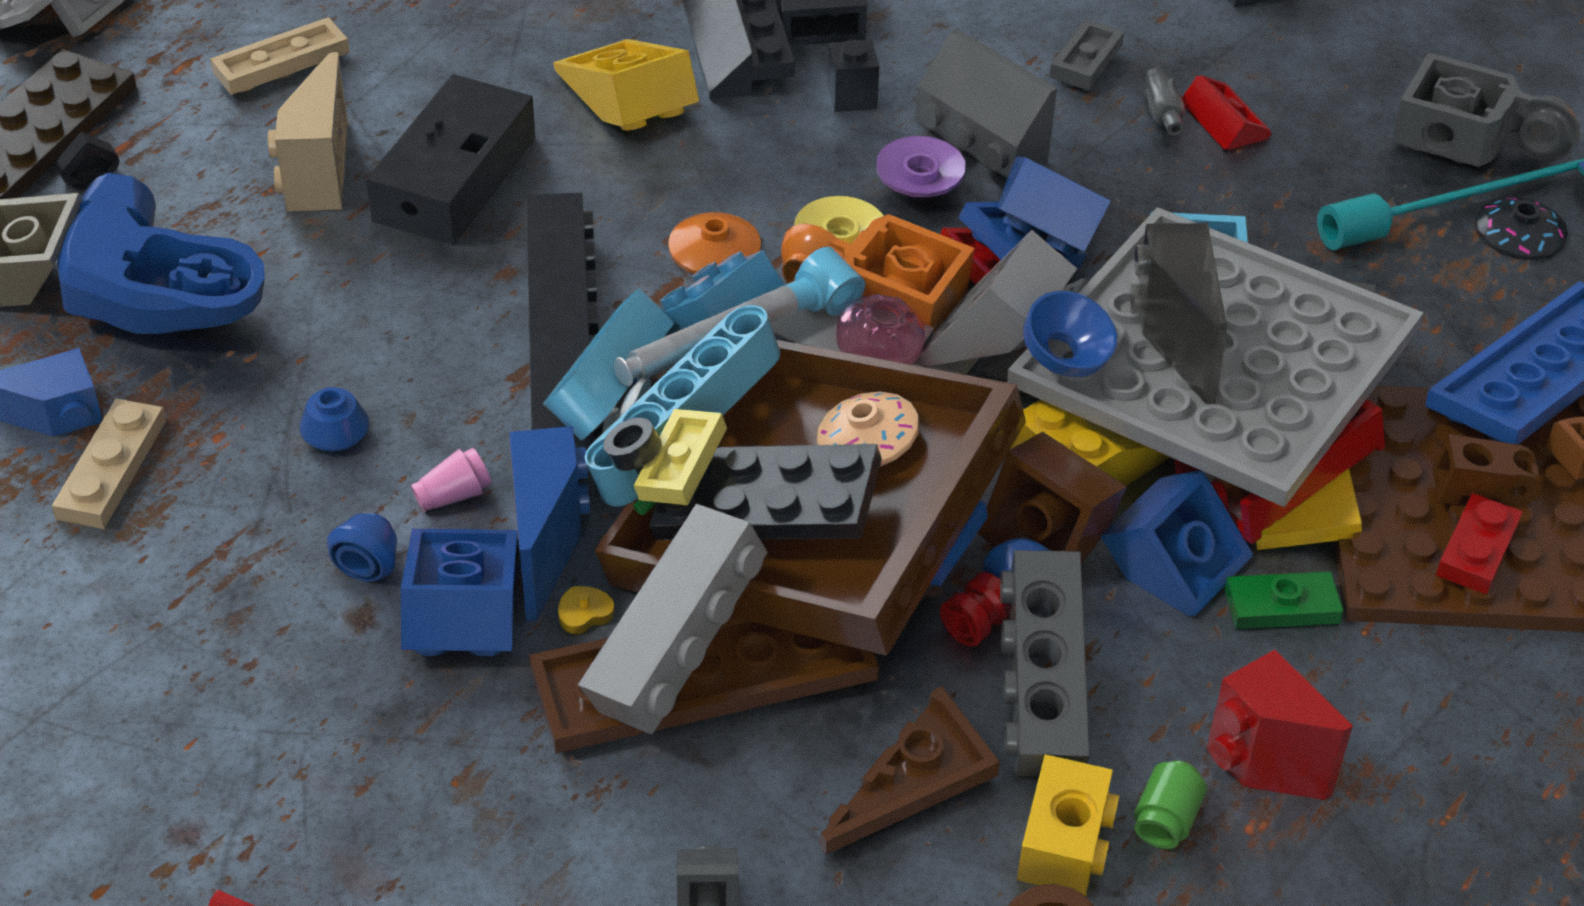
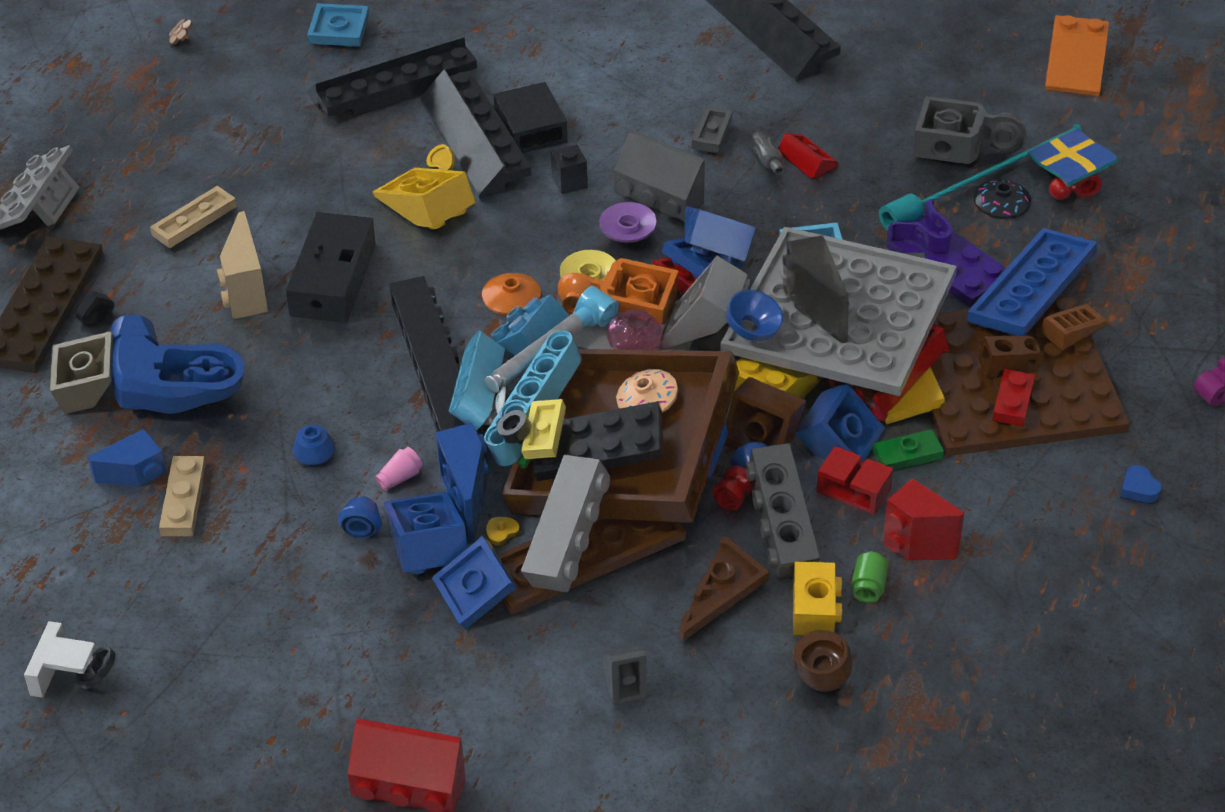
camera: 10 degrees left, 0 degrees up
(506, 688) = (474, 582): none -> blue plate
(669, 30) = (441, 157): none -> yellow piece
(1181, 635) = (854, 481): none -> red piece
(1451, 324) = (940, 243): none -> dark purple plate

